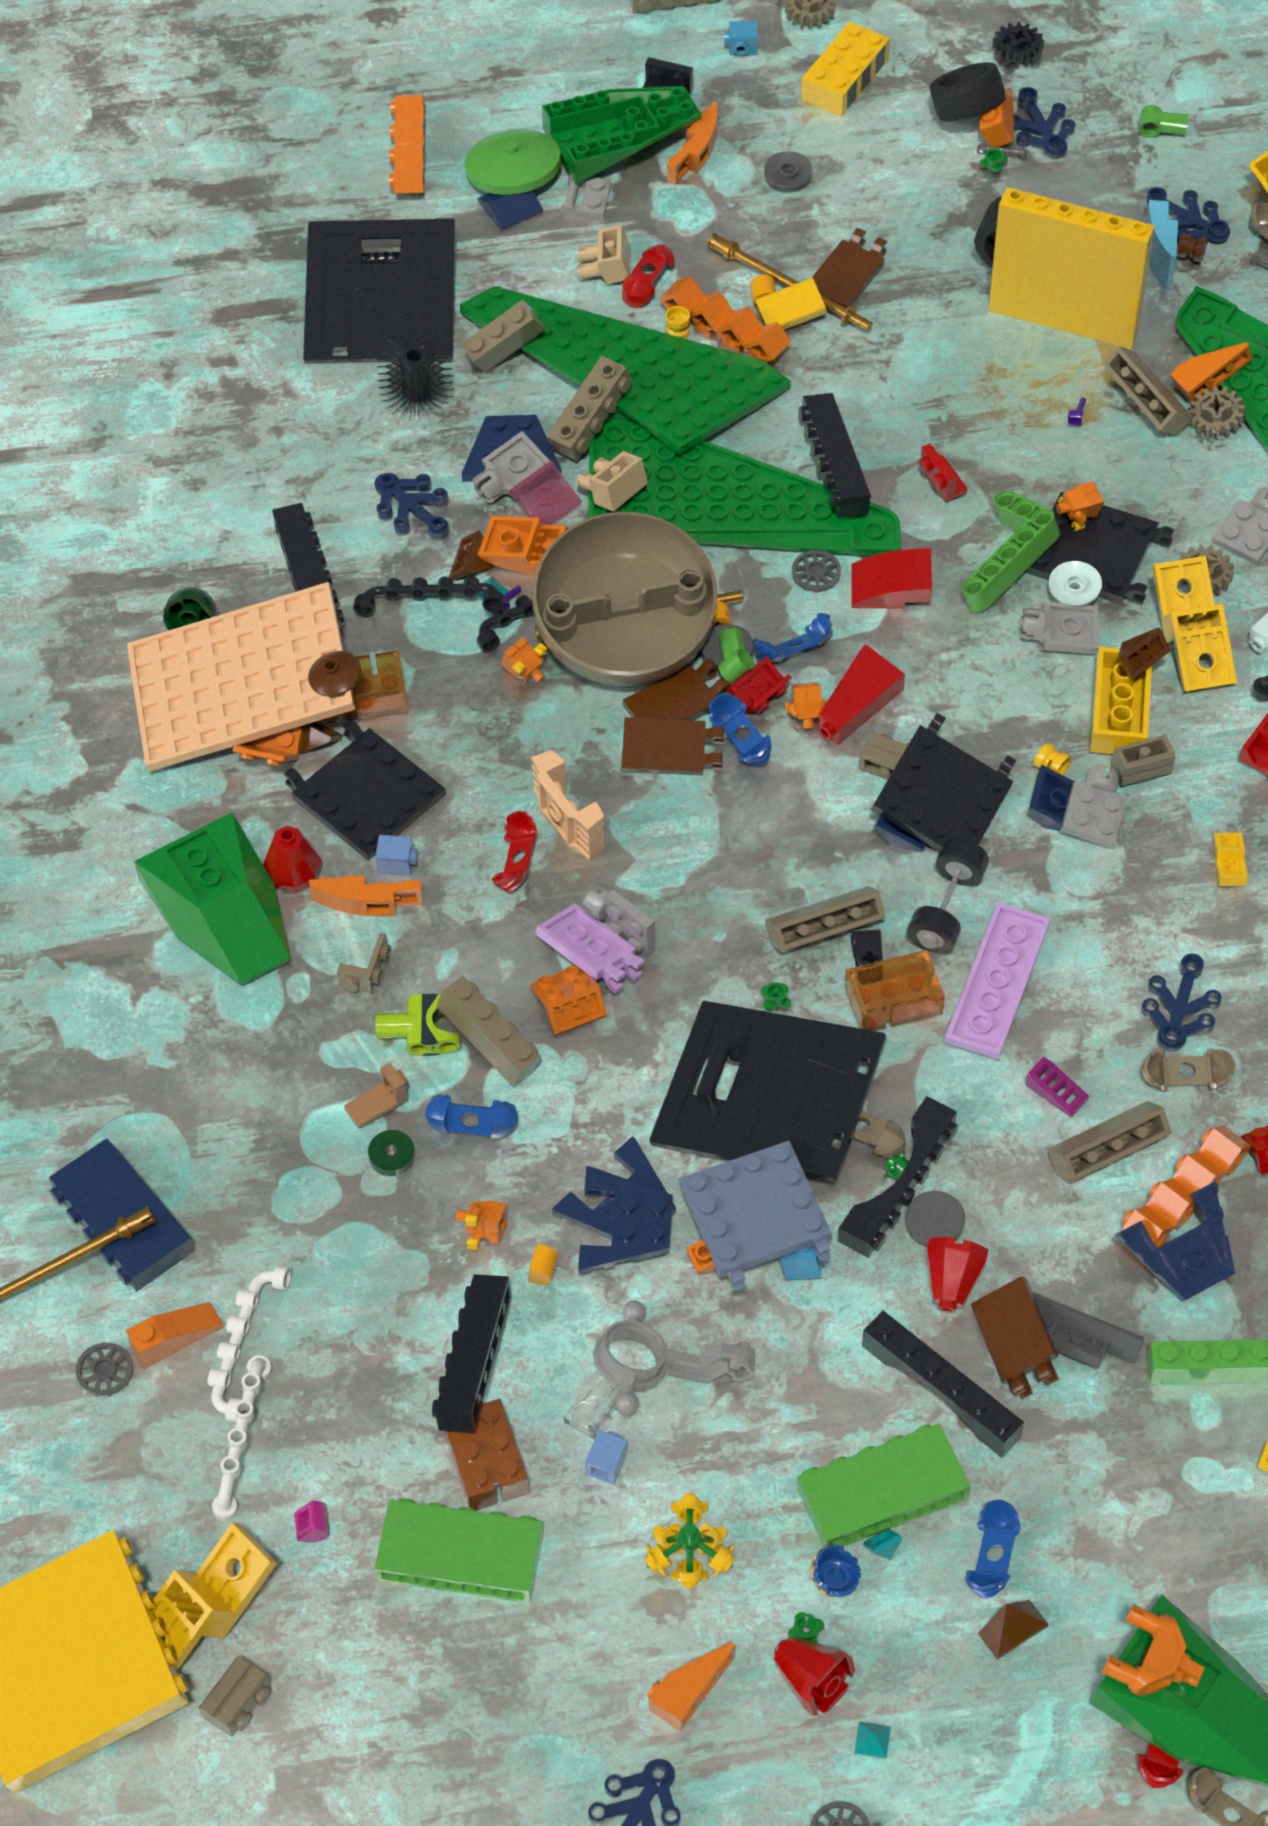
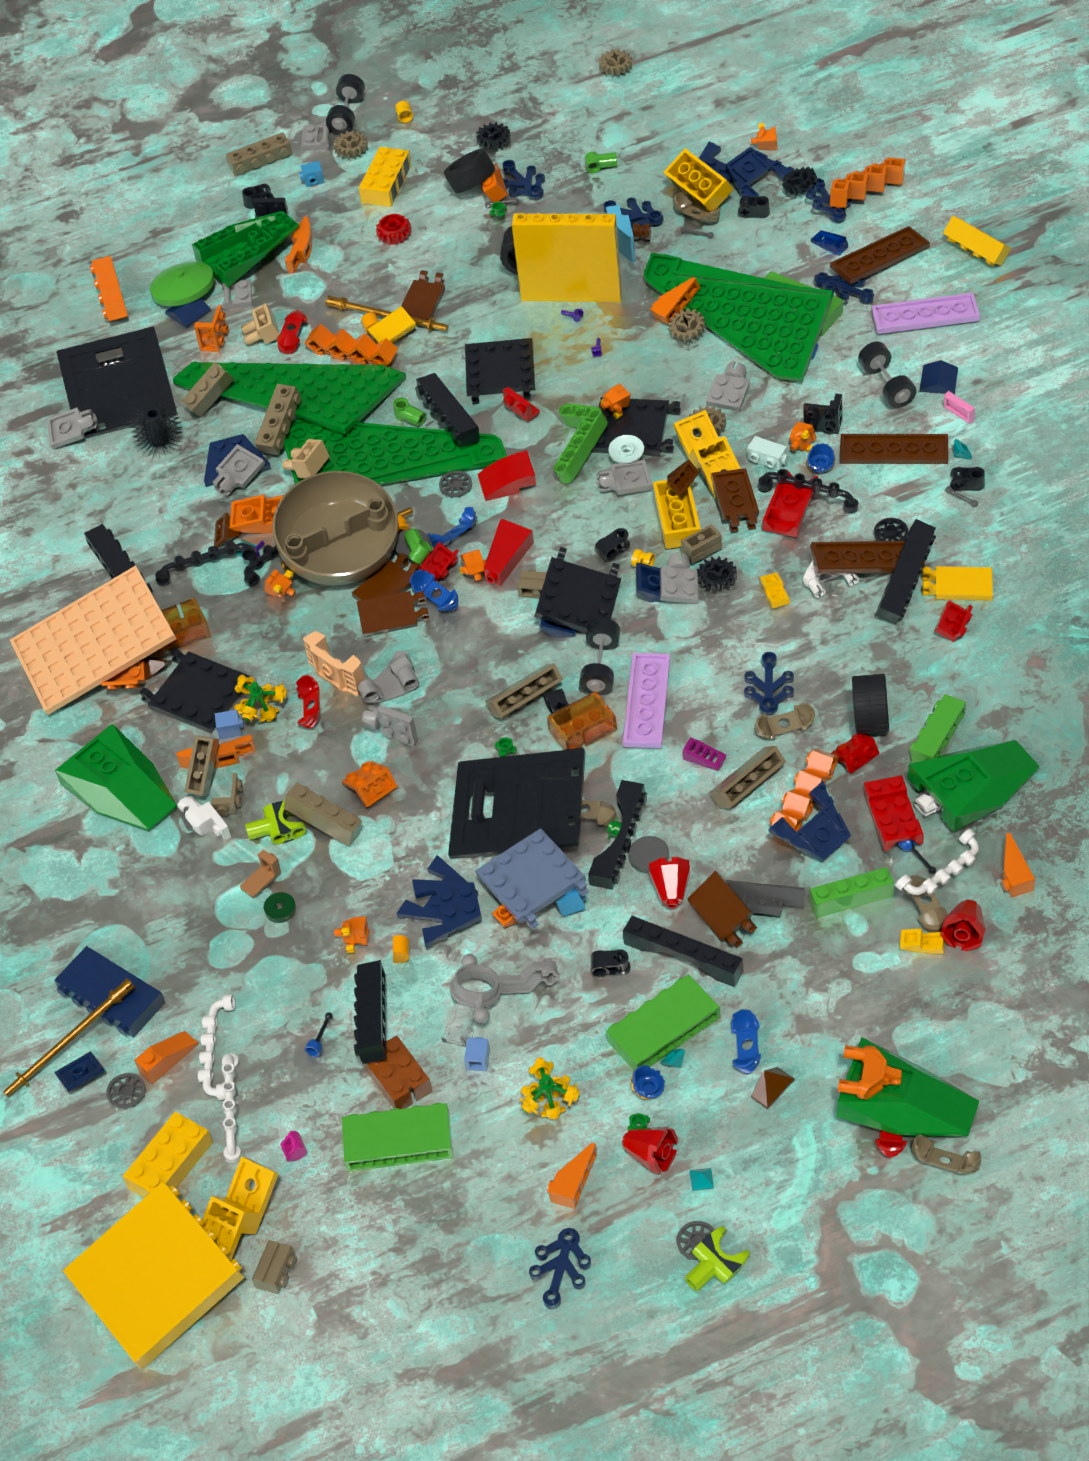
camera: 10 degrees left, 5 degrees down
(47, 1323) = (79, 1071): none -> dark blue slope
(134, 1487) = (168, 1155): none -> yellow brick
(187, 607) = (44, 606): dark green cylinder -> none
(292, 860) = (160, 744): red cone -> none
(297, 341) = (70, 426): none -> light grey plate
(319, 987) = (202, 818): none -> white plate
(334, 673) = (156, 619): reddish brown dish -> none
(338, 910) = (201, 765): none -> dark tan brick
(382, 1378) = (314, 1046): none -> blue hinge
(390, 485) = (159, 500): dark blue plant -> none
(453, 824) = (263, 694): none -> yellow plant
(492, 1121) = (342, 869): blue piece -> none
(532, 254) = (212, 335): none -> orange bracket
(545, 495) = (264, 479): clear pink tile -> none
(591, 946) = (375, 747): lavender tile -> none
(643, 853) = (393, 682): none -> light grey panel
(654, 48) = (255, 192): none -> black piece
(677, 322) = (320, 354): yellow wheel -> none
(774, 440) = (405, 411): none -> bright green piece
(788, 169) = (365, 246): dark grey dish -> none
(830, 1372) = (608, 963): none -> black piece
(835, 153) = (393, 229): none -> red gear
(928, 406) = (498, 366): none -> black plate
(1014, 728) = (613, 545): none -> black piece
(1061, 353) = (577, 314): none -> dark purple hand
(1147, 391) = (637, 322): dark tan brick -> none
(1153, 812) = (717, 574): none -> black gear
(1213, 700) = (735, 497): none -> reddish brown tile

